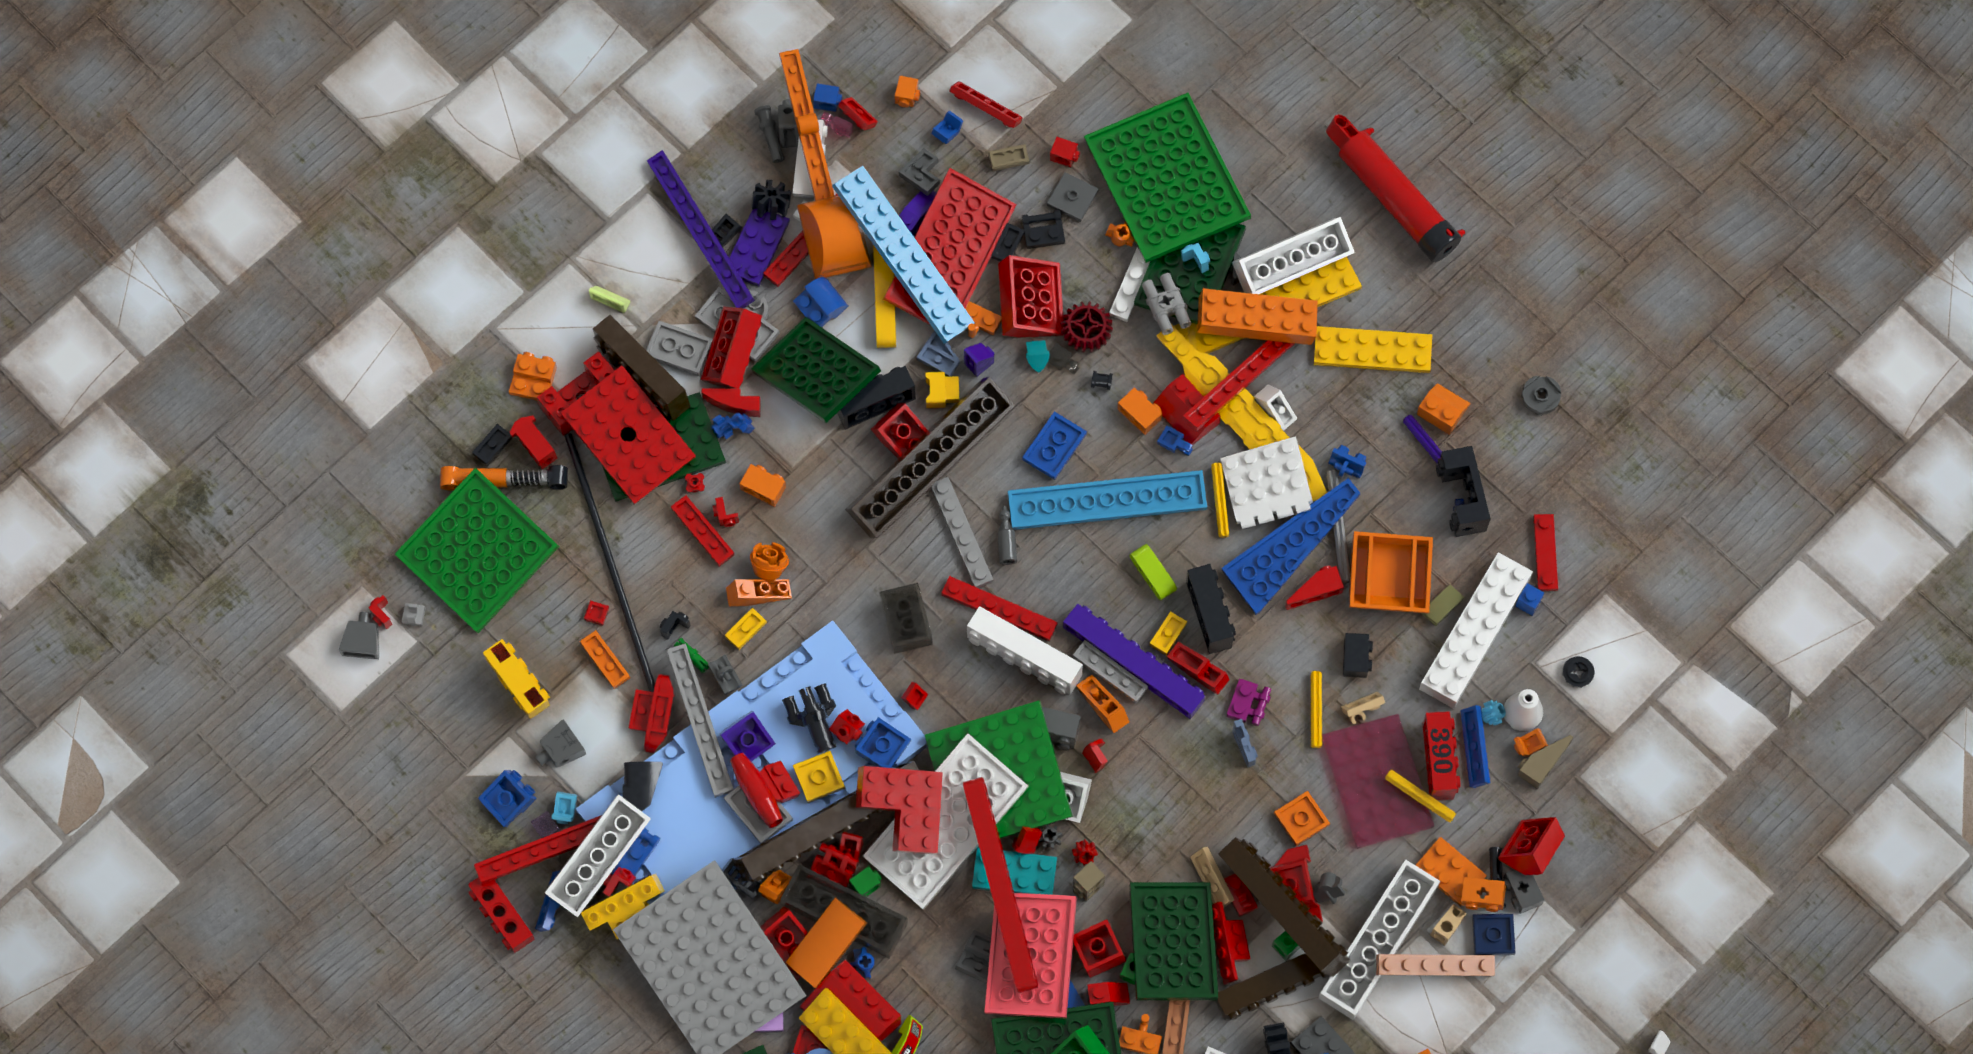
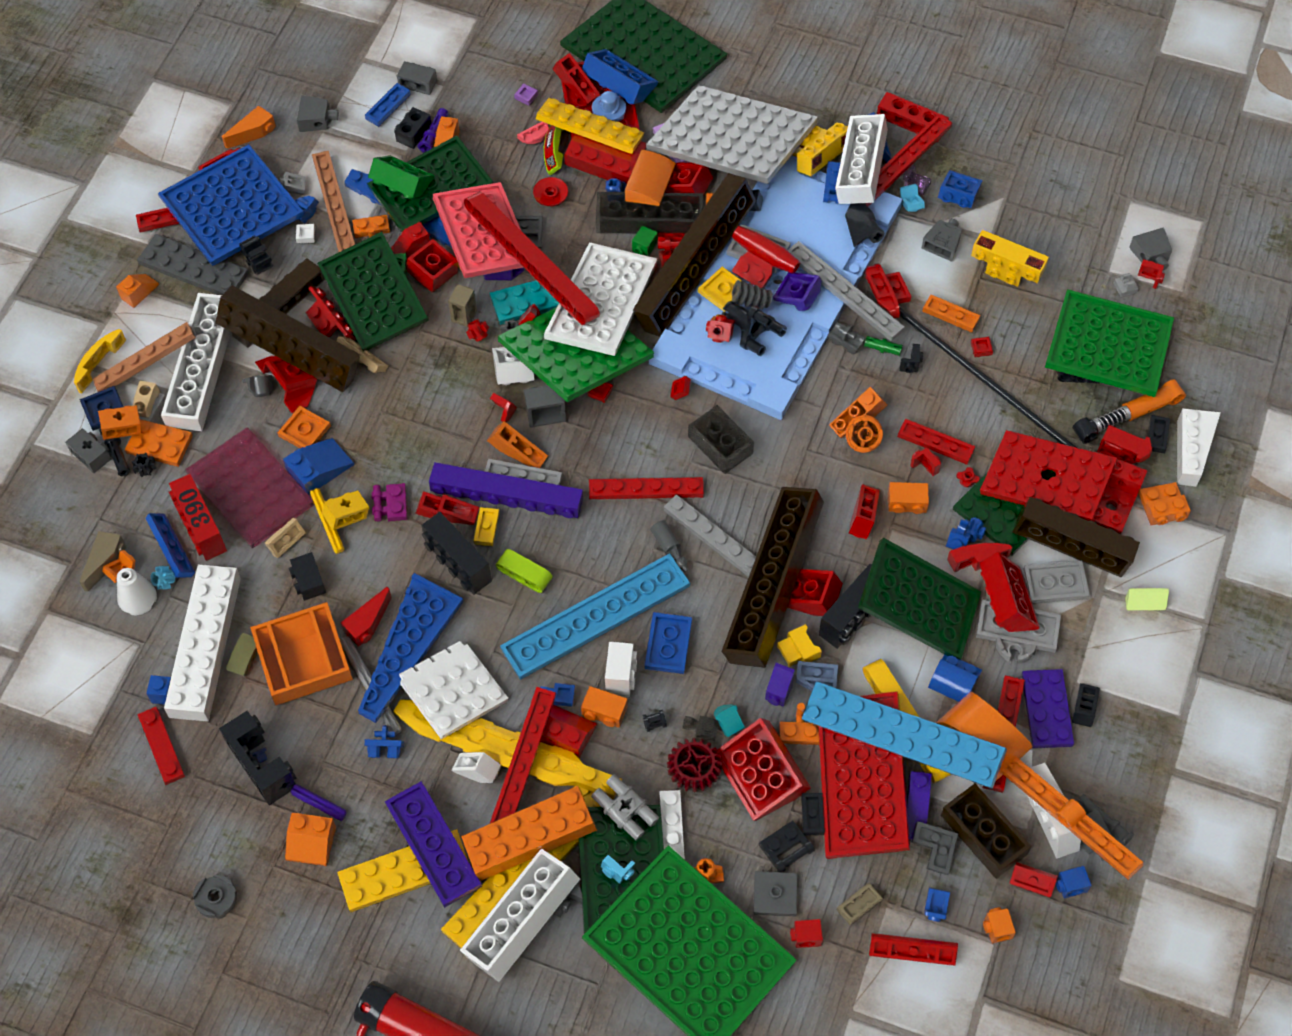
camera: 155 degrees right, 10 degrees down
(467, 417) = (1194, 440): none -> white wedge
(620, 875) = (833, 154): red bracket -> none
(700, 230) = (1108, 692): dark purple plate -> none
(745, 628) = (851, 382): yellow plate -> none
(771, 199) = (1064, 755): black gear -> none
(798, 746) = (751, 295): none -> dark grey piece
(810, 489) = (864, 512): none -> red slope
(839, 125) = (1042, 858): clear pink plate -> none
(873, 150) = (985, 830): none -> dark brown brick
(881, 744) = (684, 328): blue plate -> none
(913, 797) = (641, 285): red piece -> none
(933, 982) = (550, 191): none -> red dish
(1024, 651) = (604, 452): white brick -> none
(1112, 431) = (620, 669): none -> white brick
(1220, 501) = (492, 661): yellow axle -> none
(1242, 739) = (383, 466): sand blue wing -> none
(1287, 700) = (345, 510): none -> yellow brick
(1302, 772) = (317, 464): none -> blue slope
(1341, 351) = (433, 844): none -> dark purple plate
(1420, 796) = (207, 480): yellow axle -> none
(1463, 1009) = (94, 355): none -> yellow slope
(1470, 851) = (143, 464): none -> black gear
(1533, 845) = (89, 477): red slope -> none
(1583, 665) = (85, 649): black gear -> none

